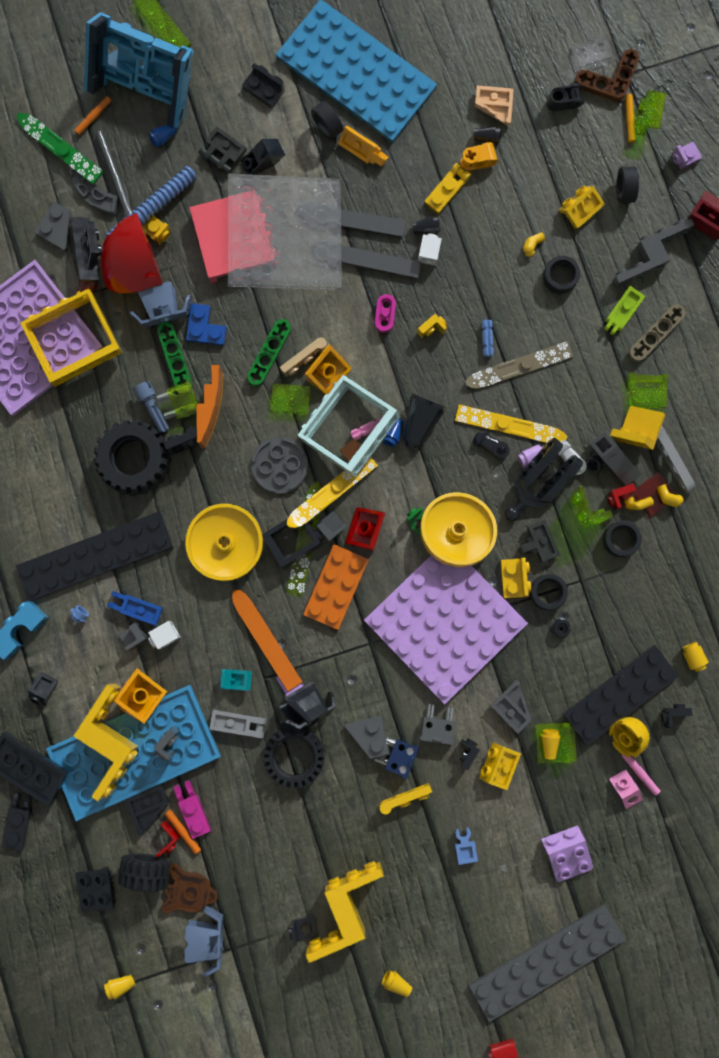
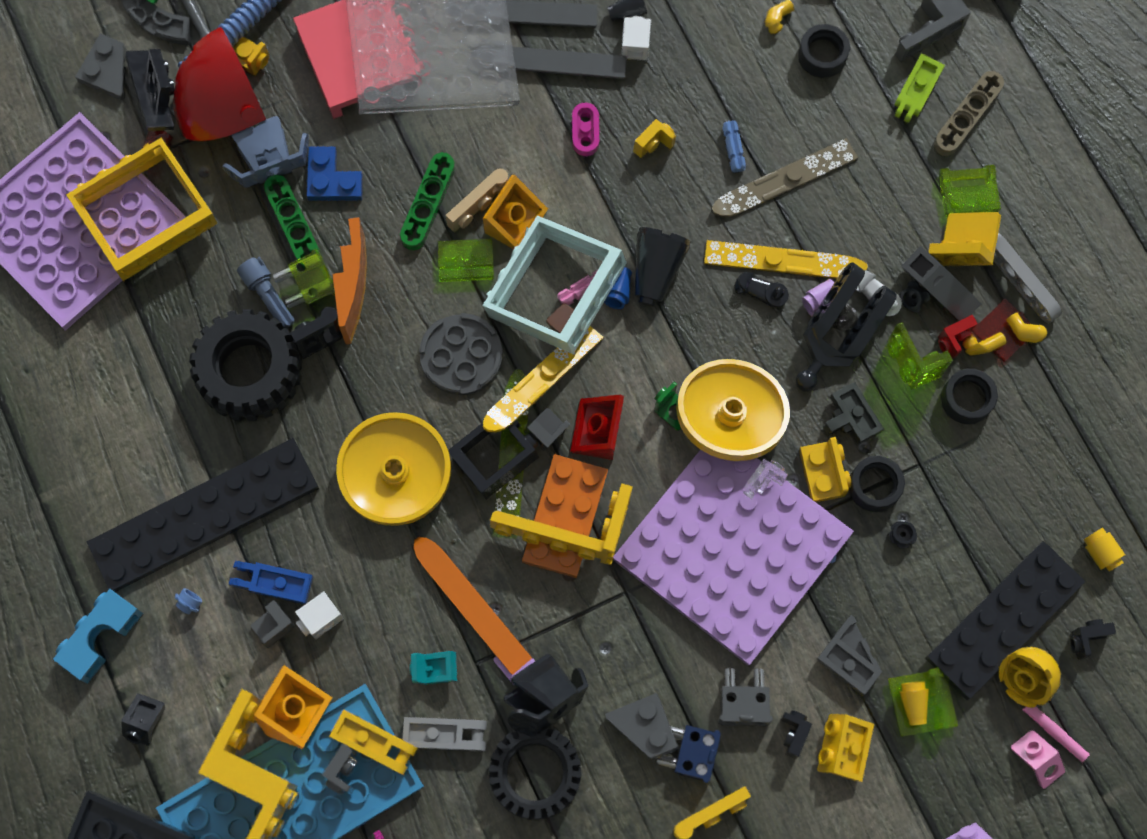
camera: 10 degrees left, 10 degrees down
(189, 724) = (372, 741): none -> yellow plate
(330, 606) = (564, 540): none -> yellow bracket
(468, 583) = (759, 480): none -> clear bracket

